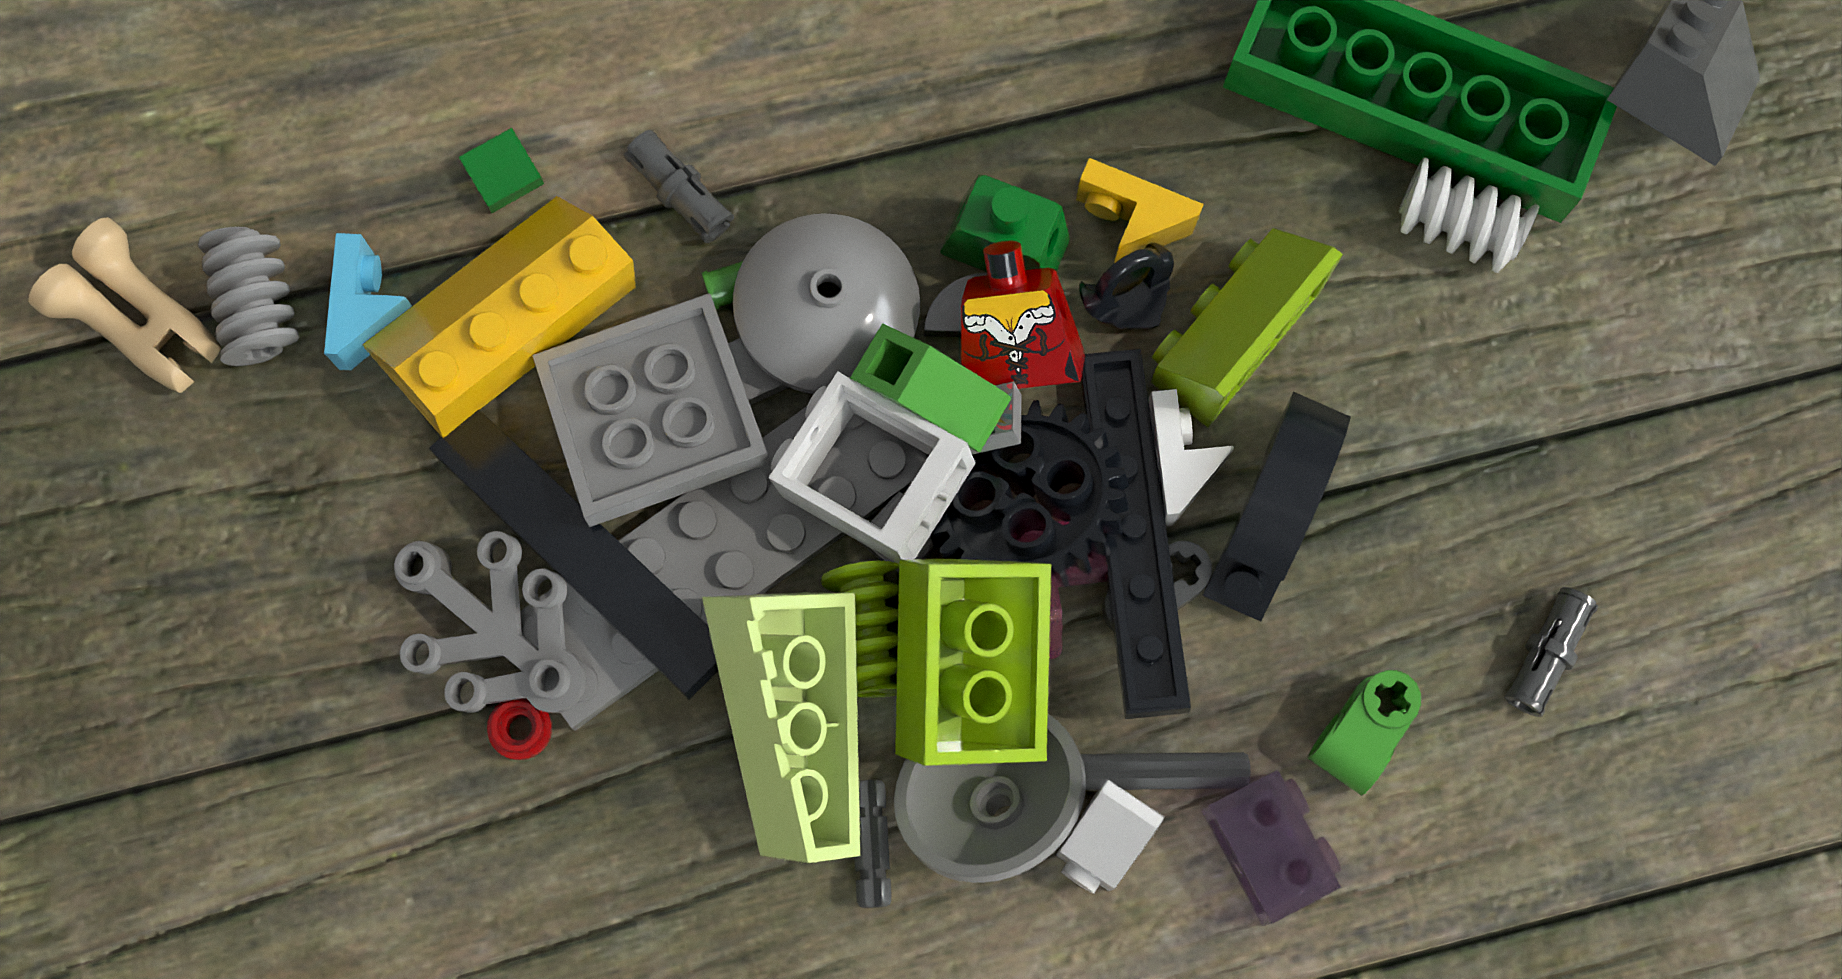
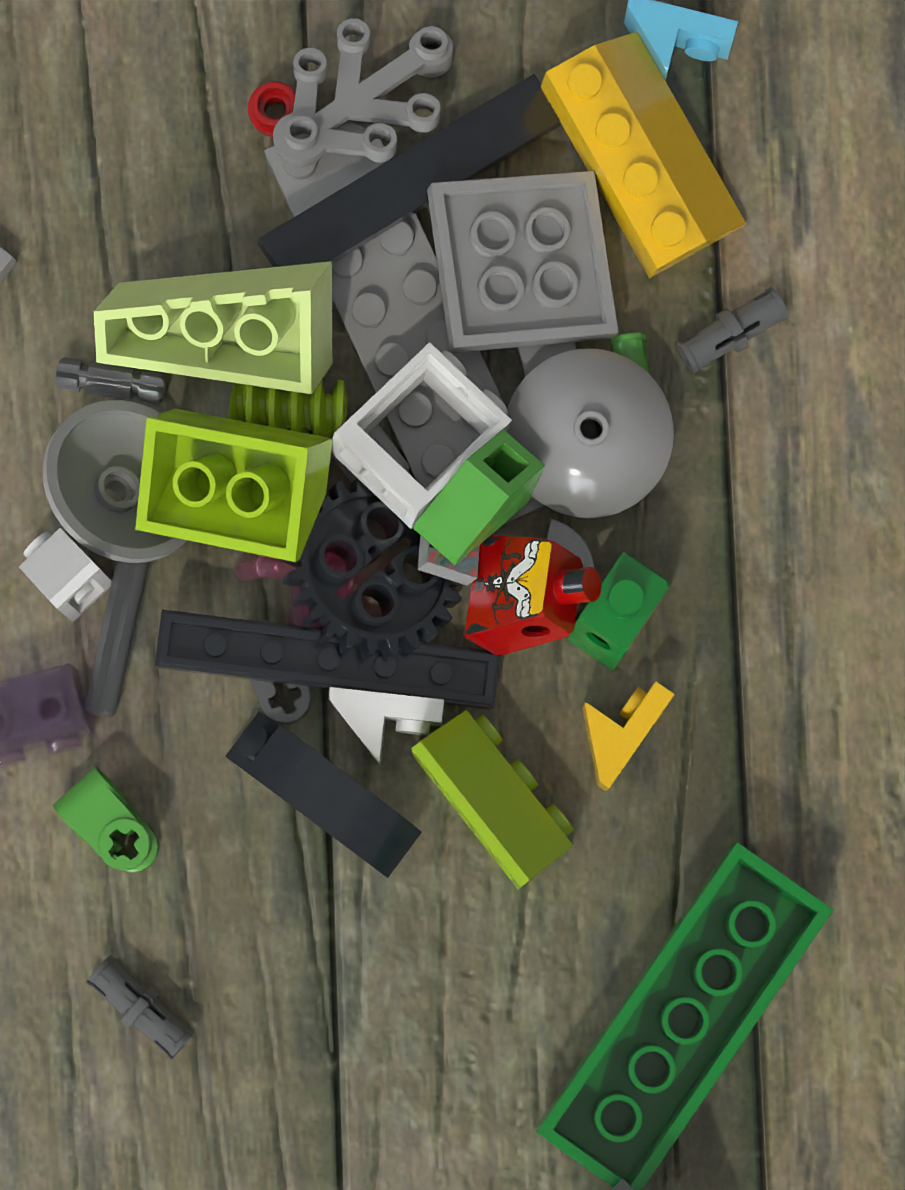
camera: 105 degrees right, 5 degrees up
(501, 170) = (779, 179): green tile -> none
(1132, 289) = (544, 710): black piece -> none
(1464, 216) = (553, 1032): white piece -> none

